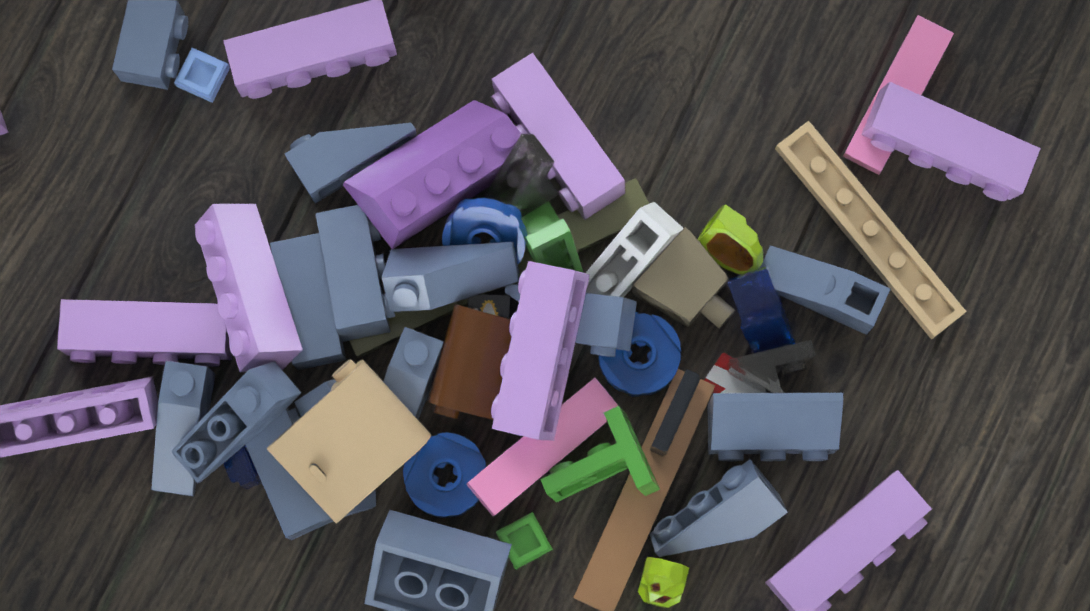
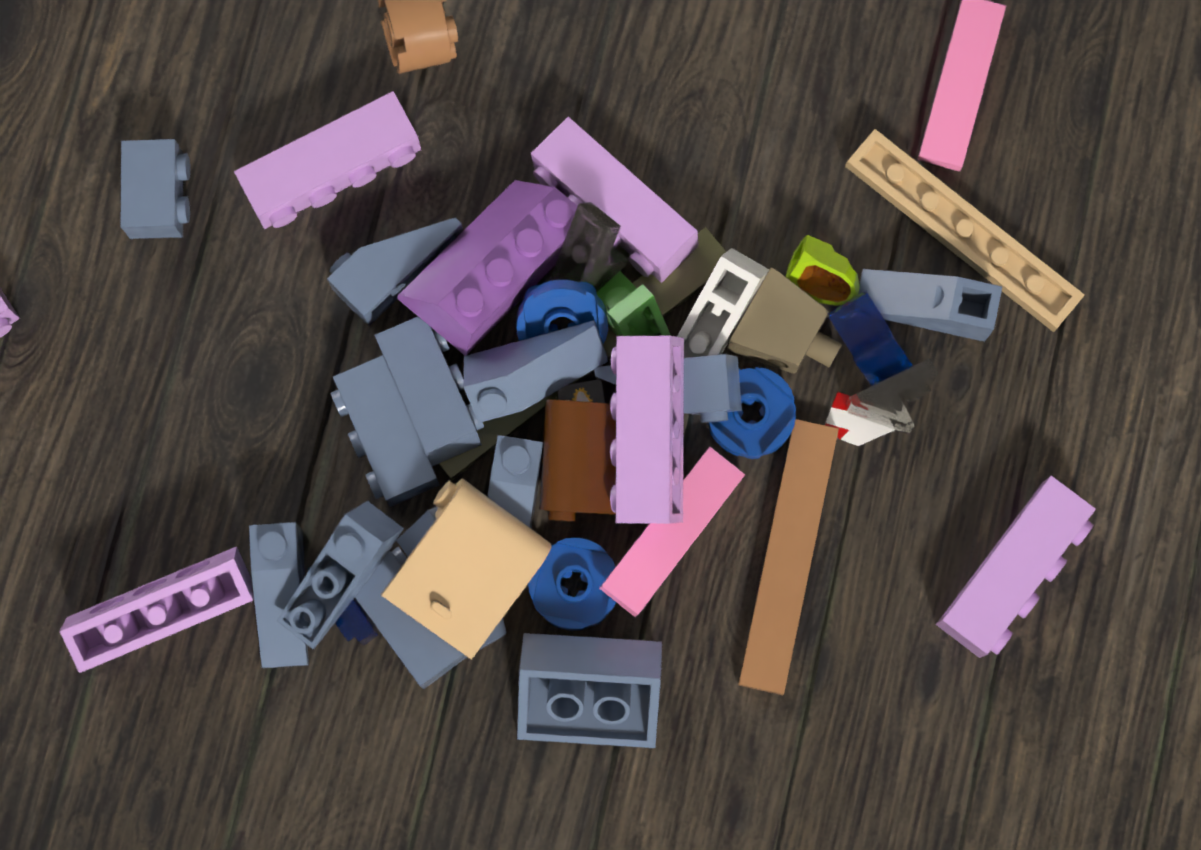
camera: 15 degrees left, 0 degrees up
(142, 330) = (218, 499): lavender brick -> none
(202, 75) = (217, 213): light blue tile -> none
(247, 286) = (319, 427): lavender brick -> none
(526, 539) = (676, 634): bright green tile -> none
(604, 462) = (739, 535): bright green bracket -> none
(662, 582) = (829, 647): lime rock -> none
(675, 413) = (804, 465): black tile -> none
(726, 513) = (882, 558): sand blue slope -> none
(774, 425) = (911, 456): sand blue slope -> none
(950, 142) = (1028, 121): lavender brick -> none

